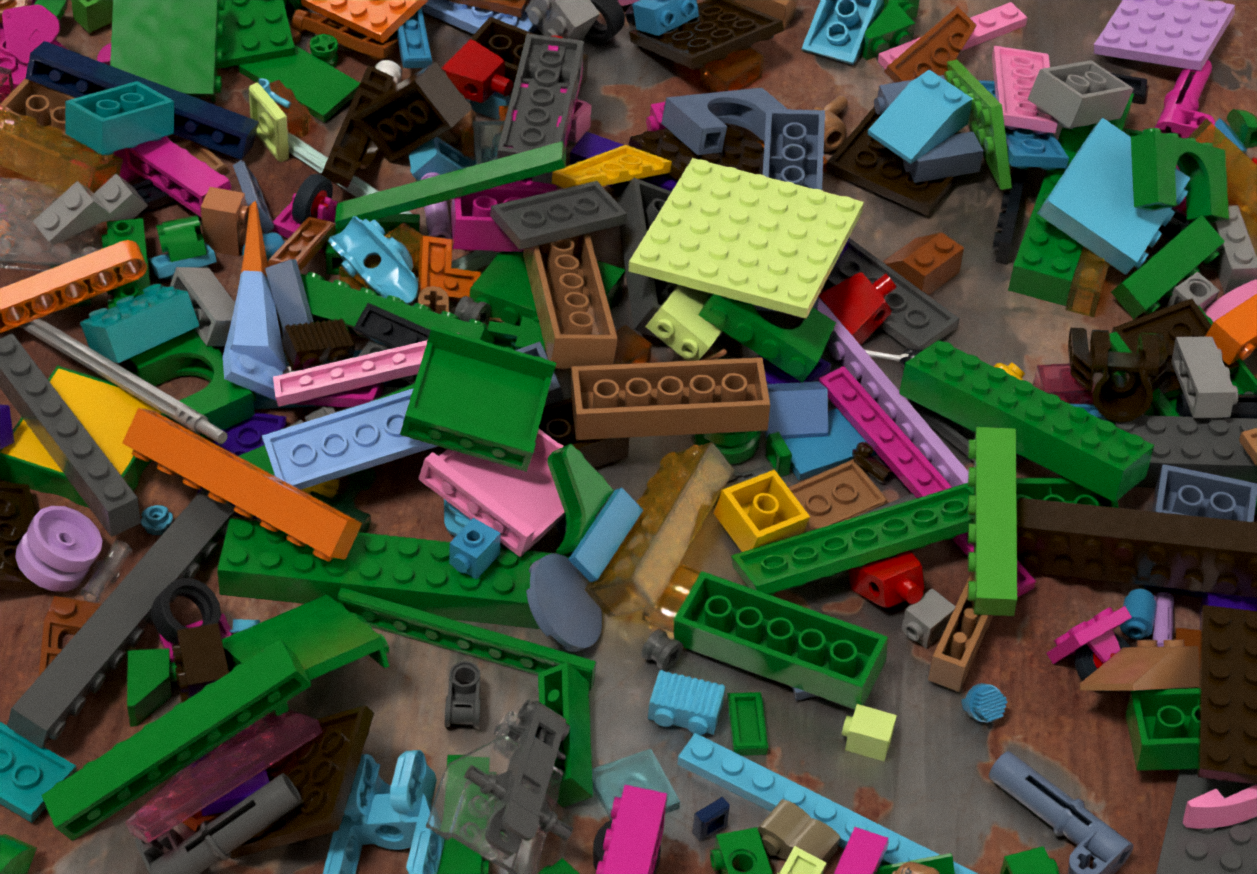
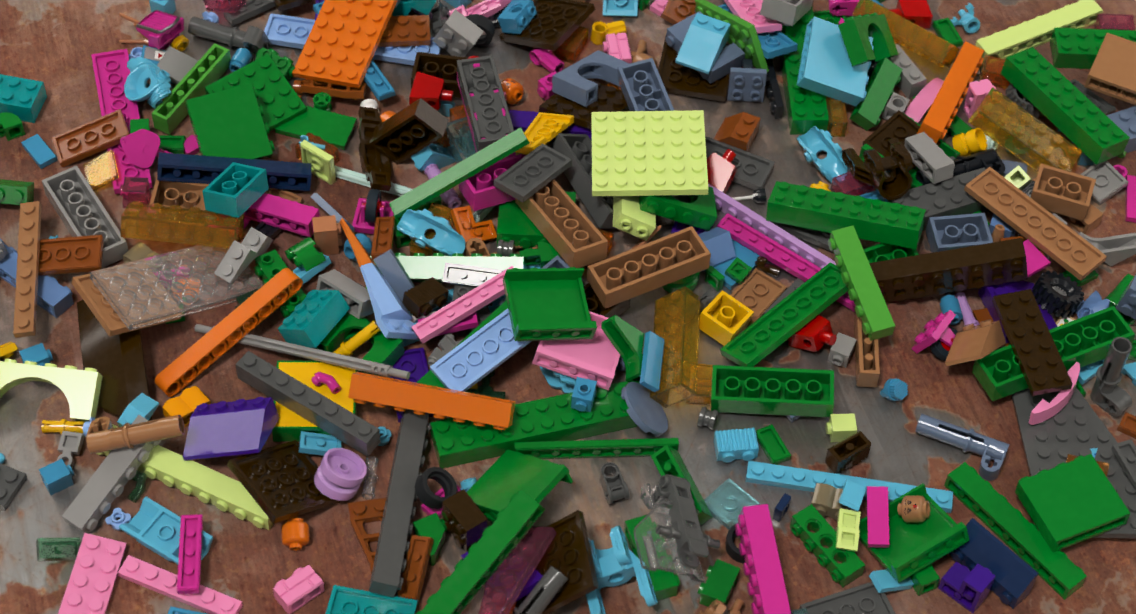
camera: 20 degrees left, 5 degrees up
(48, 492) = (317, 443): none -> medium azure plate
(81, 42) = (172, 144): none -> green tile
(97, 717) = (416, 567): none -> dark orange tile
(112, 412) = (326, 379): none -> dark pink arm
(172, 381) = (357, 340): none -> yellow pin
(606, 109) = (513, 90): none -> orange head
(680, 79) = (546, 59): none -> dark pink piece
(786, 69) = (601, 29): none -> yellow piece
(797, 91) = (617, 46): none -> bright pink brick
(819, 453) = (738, 270): none -> green tile
(825, 833) = (852, 495): none -> medium azure slope
(858, 771) = (848, 452): none -> dark brown brick
(968, 195) = (746, 83): none -> sand blue plate
(1038, 310) = (820, 140): none -> medium azure piece

